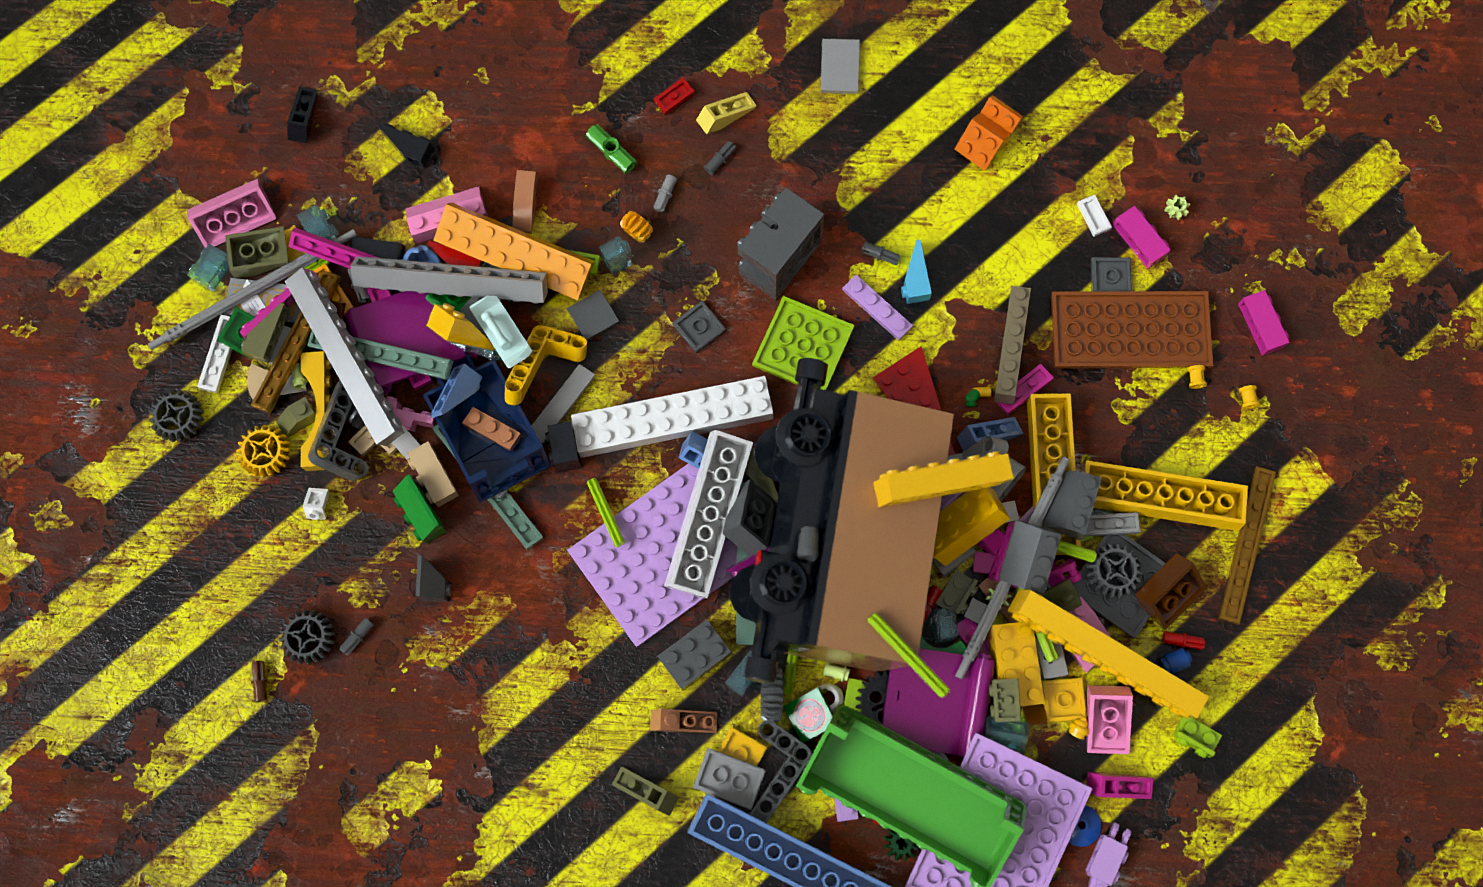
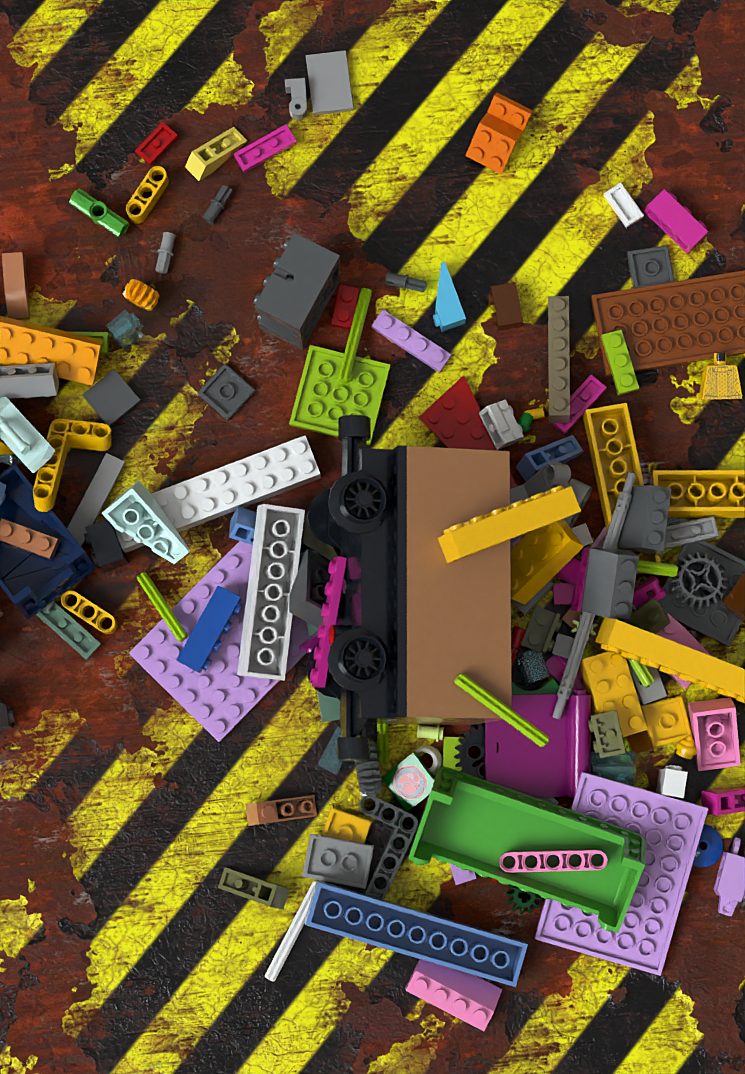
camera: 15 degrees left, 5 degrees up
(533, 498) = (79, 610): none -> yellow beam
(602, 427) = (143, 519): none -> light aqua wedge
(645, 540) = (209, 629): none -> blue brick
(660, 131) = (147, 185): none -> yellow beam
(671, 844) = (290, 937): none -> white axle
(694, 655) = (280, 740): dark grey brick -> none
(760, 540) = (329, 612): none -> dark pink plate
(771, 115) = (265, 148): none -> dark pink plate
(808, 80) = (298, 105): none -> light grey leg
(808, 544) = (381, 613): dark grey piece -> none
(821, 267) = (345, 307): none -> red plate
(826, 293) = (355, 334): none -> lime axle
(945, 810) = (563, 864): none -> bright pink beam
(949, 394) = (501, 424): none -> white brick
(970, 289) = (505, 306): none -> reddish brown brick
(1061, 757) = (672, 781): none -> white brick
(1069, 356) = (619, 362): none -> lime plate
(1162, 388) = (720, 380): none -> yellow torso
(1177, 207) = (706, 188): yellowish green gear -> none

